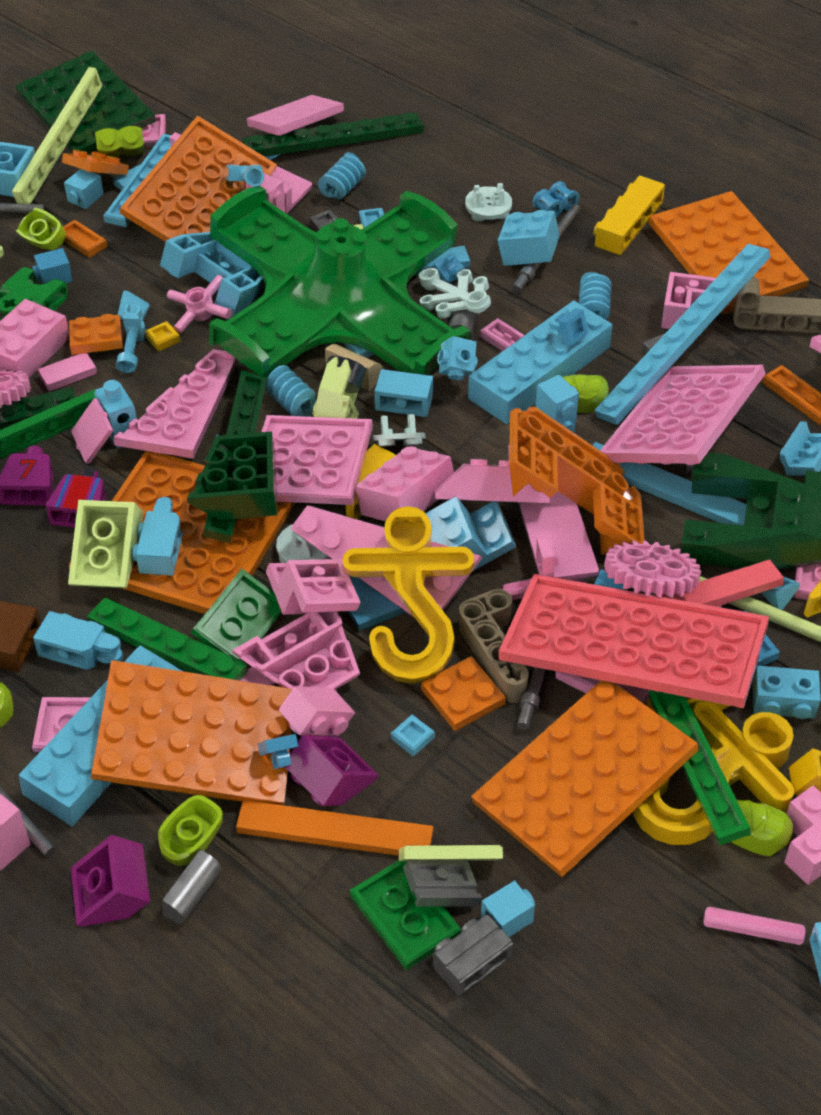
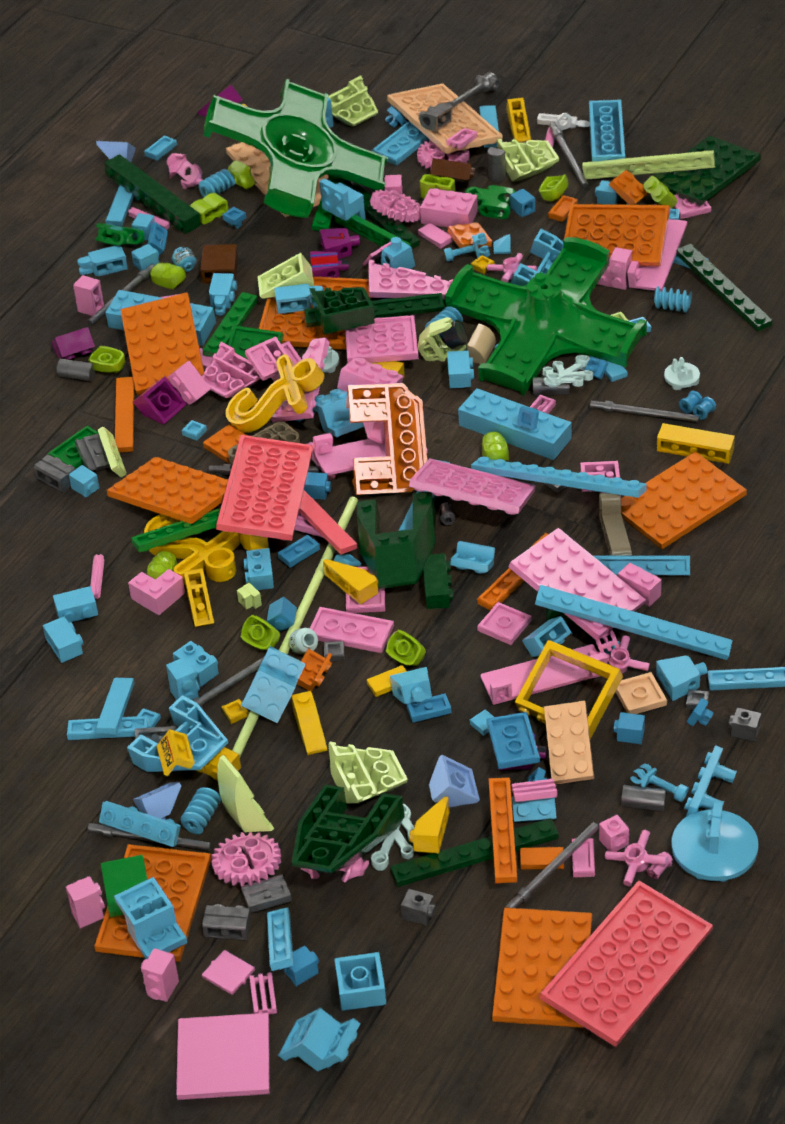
camera: 80 degrees right, 5 degrees down
(250, 174) = (628, 243): medium azure bar -> none
(278, 749) = (155, 372): dark azure tile -> none
(295, 115) = (731, 261): bright pink tile -> none
(322, 219) = (626, 306): flat silver tile -> none
(409, 436) = (416, 373): light aqua plate -> none
(457, 358) = (487, 378): medium azure brick -> none
(528, 237) = (636, 393): medium azure brick -> none
(558, 401) = (463, 433): medium azure brick -> none
(596, 293) = (589, 437): medium azure piece -> none
(652, 569) = (329, 491): bright pink gear -> none

